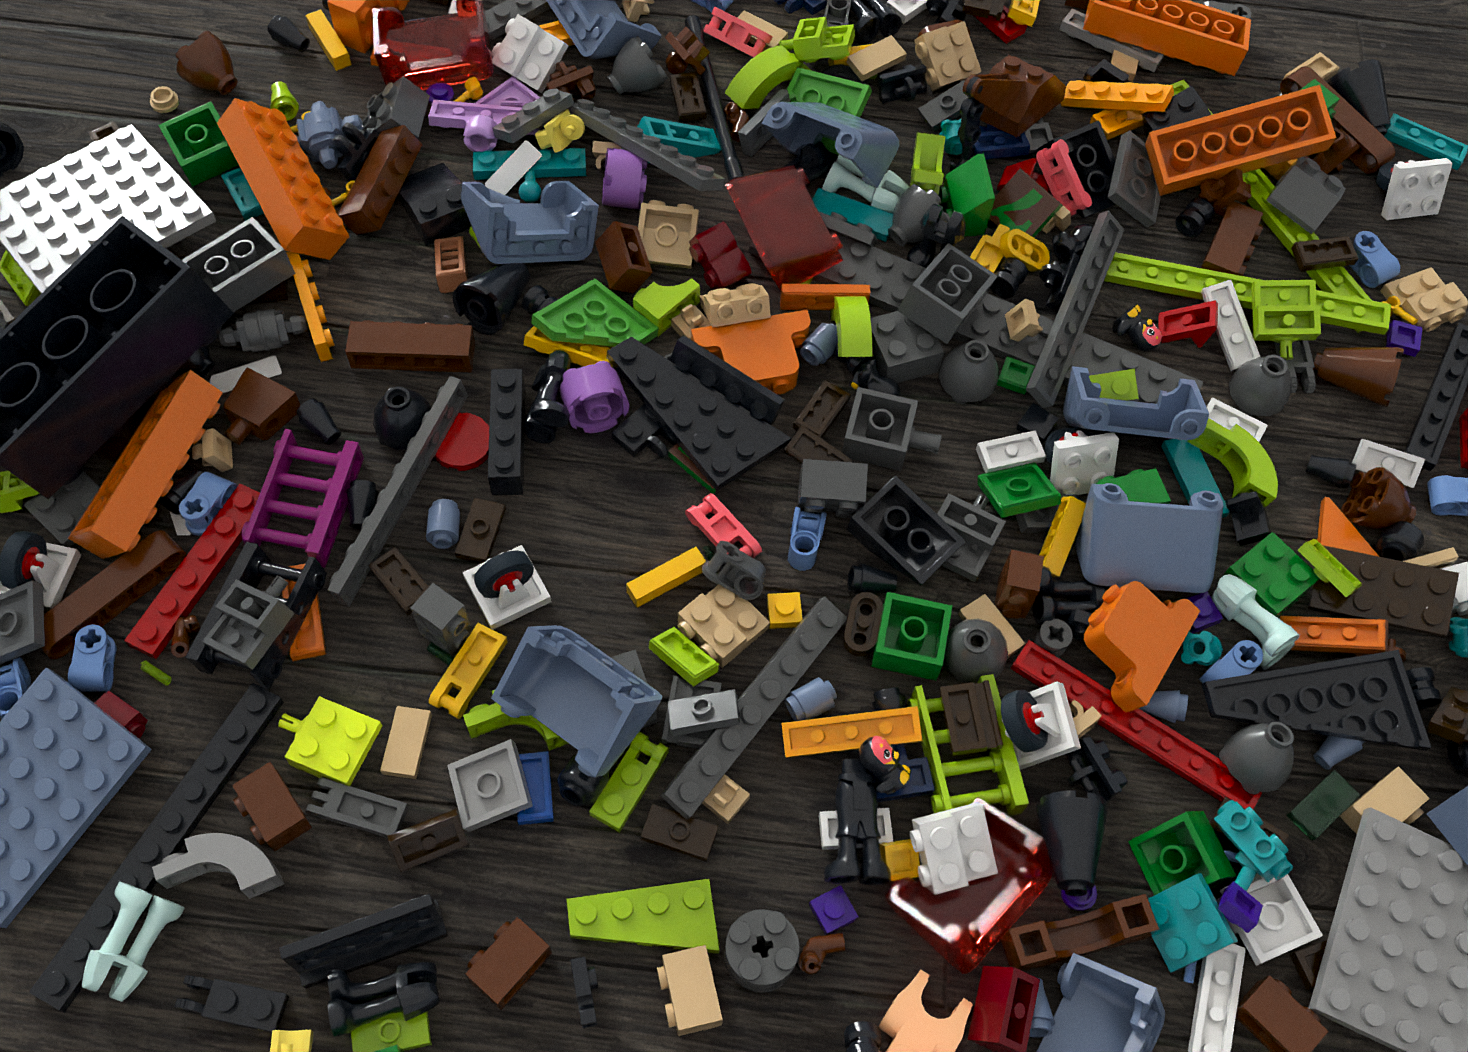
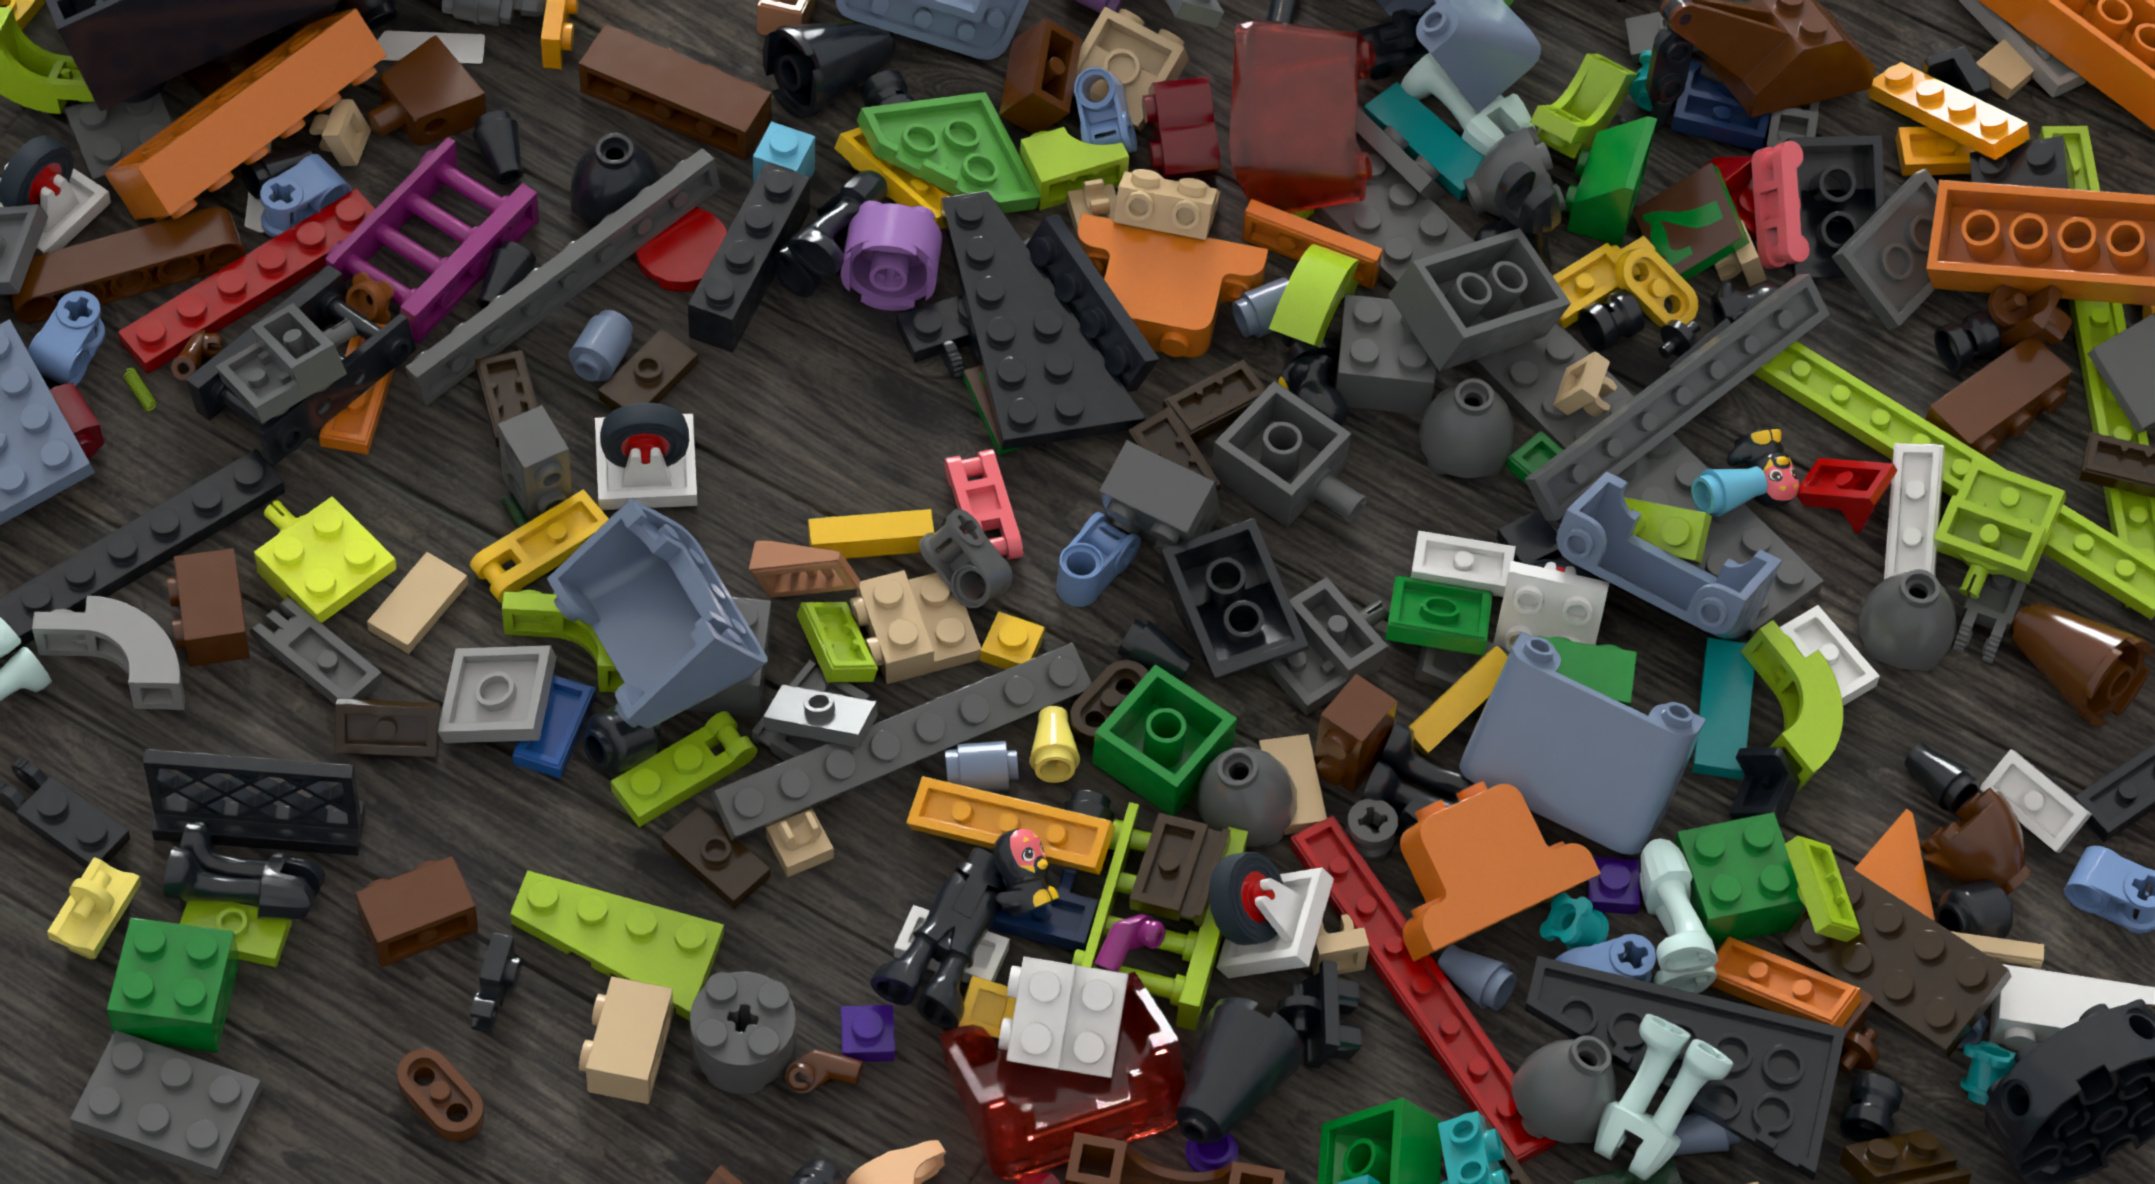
camera: 25 degrees right, 5 degrees down
(282, 552) = (360, 297): none -> dark orange plate
(496, 357) = (785, 149): none -> medium azure brick
(637, 620) = (800, 570): none -> nougat slope
(673, 267) = (1106, 120): none -> medium blue piece
(846, 667) = (1054, 748): none -> light yellow cone
(962, 775) = (1127, 936): none -> magenta arm
(1131, 351) = (1725, 489): none -> medium azure cone
(1330, 762) = (1659, 1142): none -> light aqua piece

